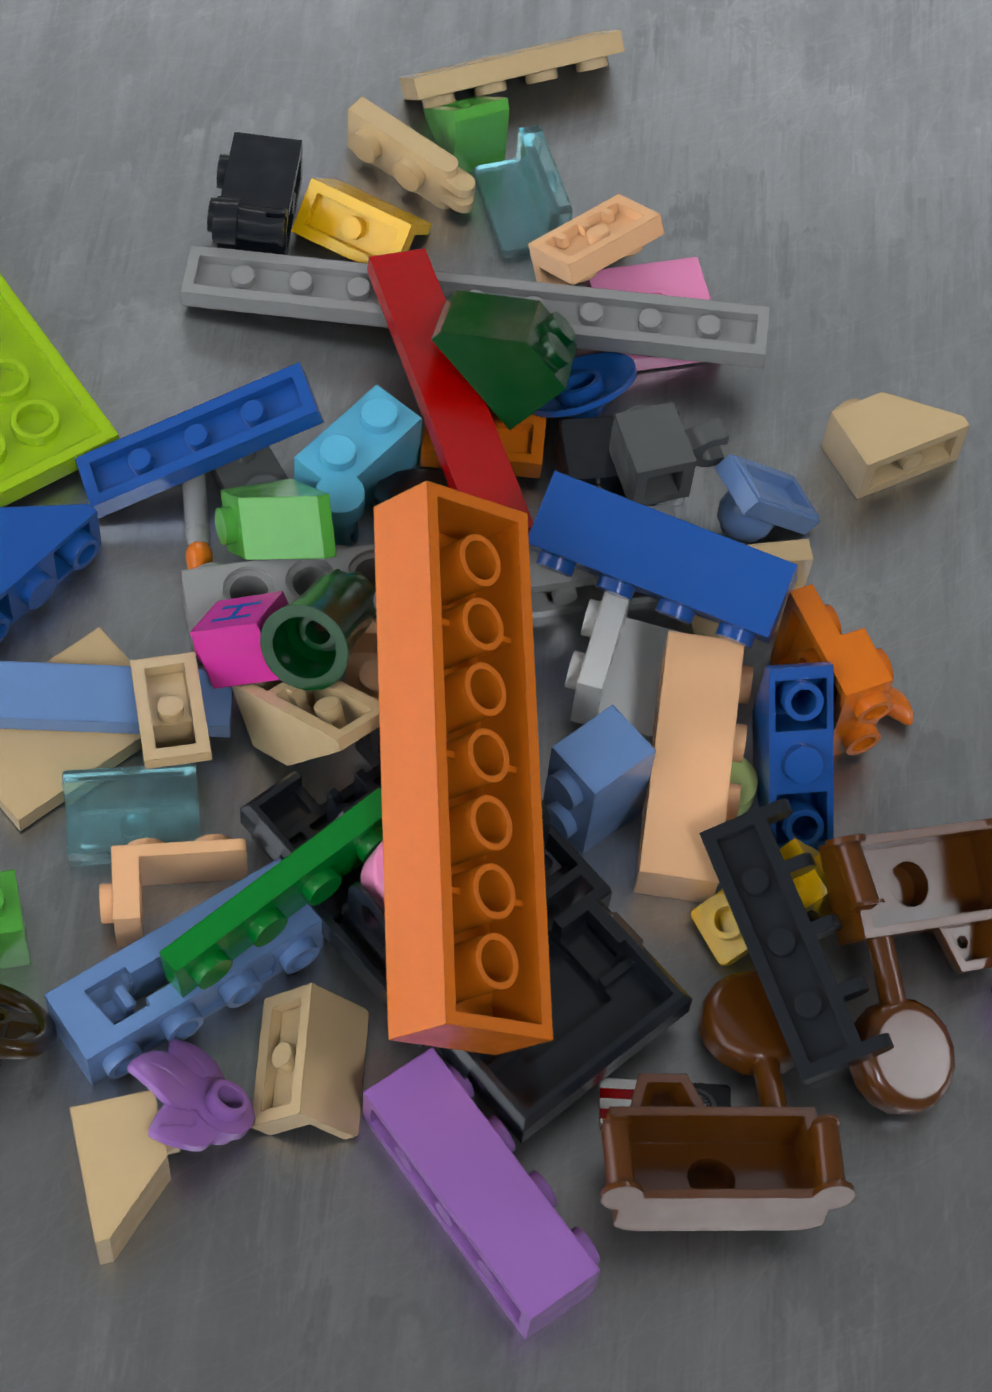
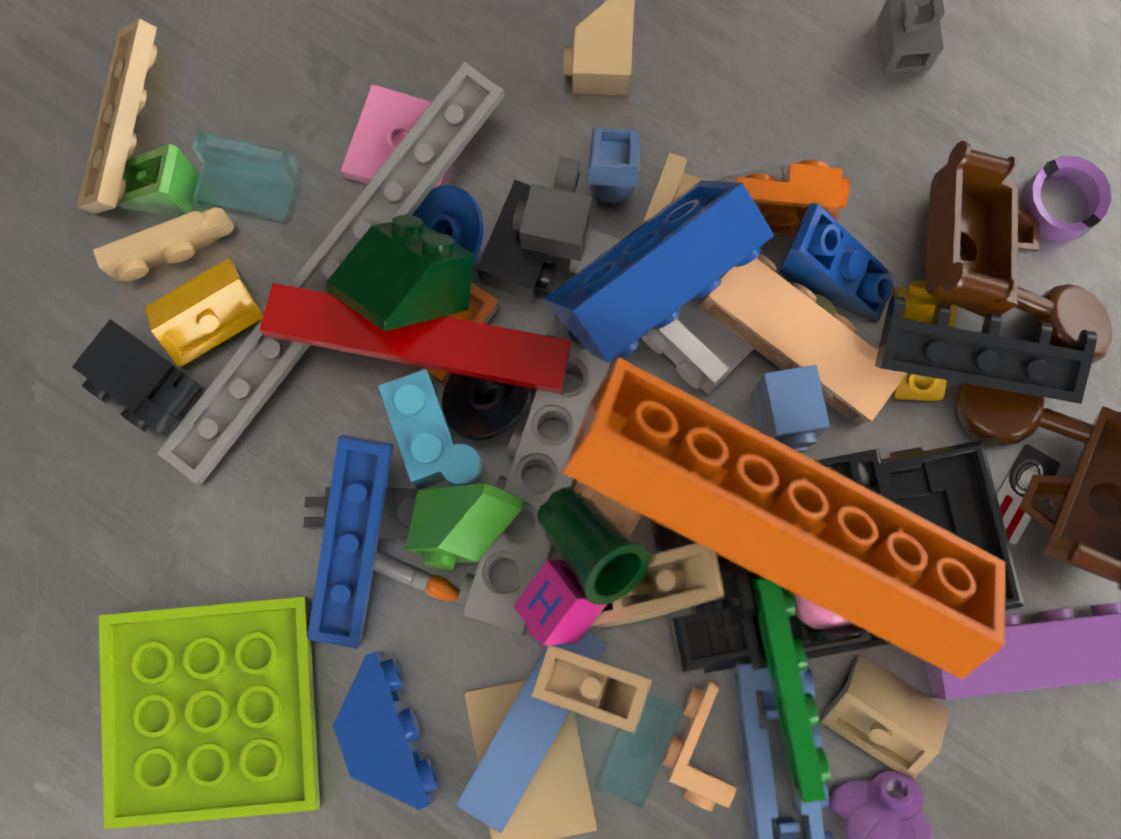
camera: 50 degrees left, 20 degrees up
(594, 241) = (328, 151): light nougat bracket -> none

